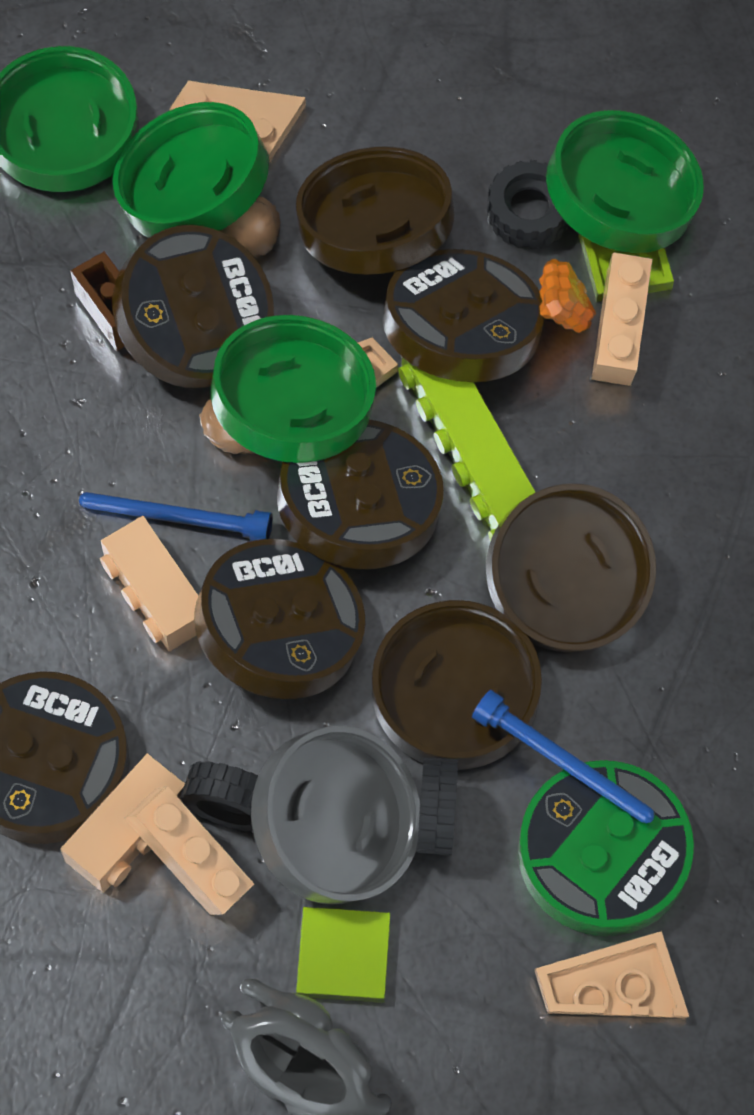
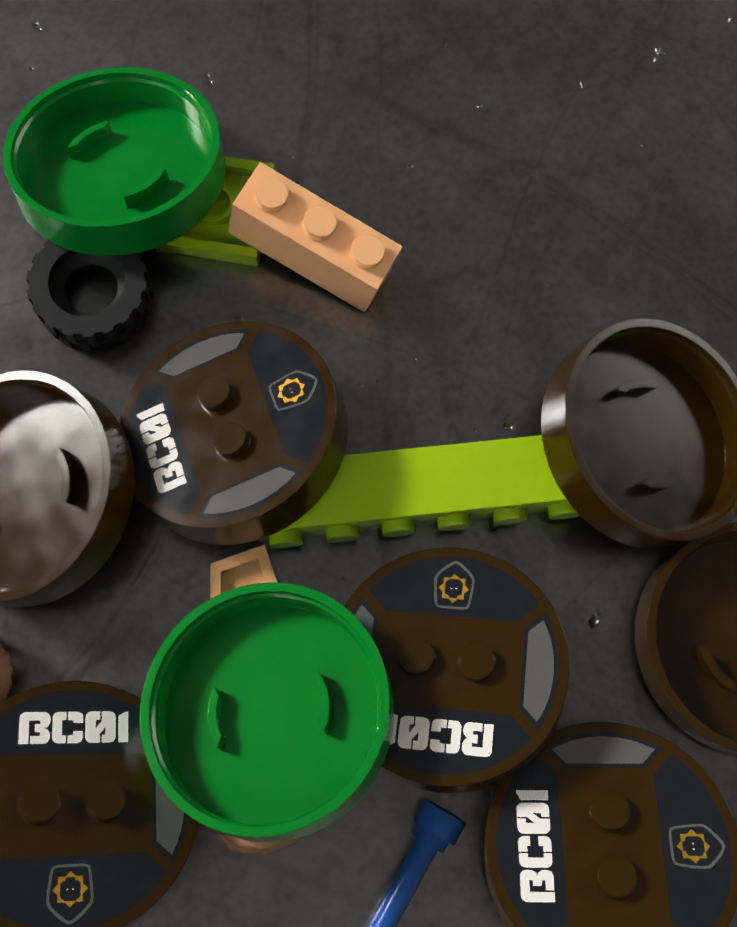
camera: 75 degrees left, 10 degrees up
(565, 297) = (252, 296): orange rock -> none

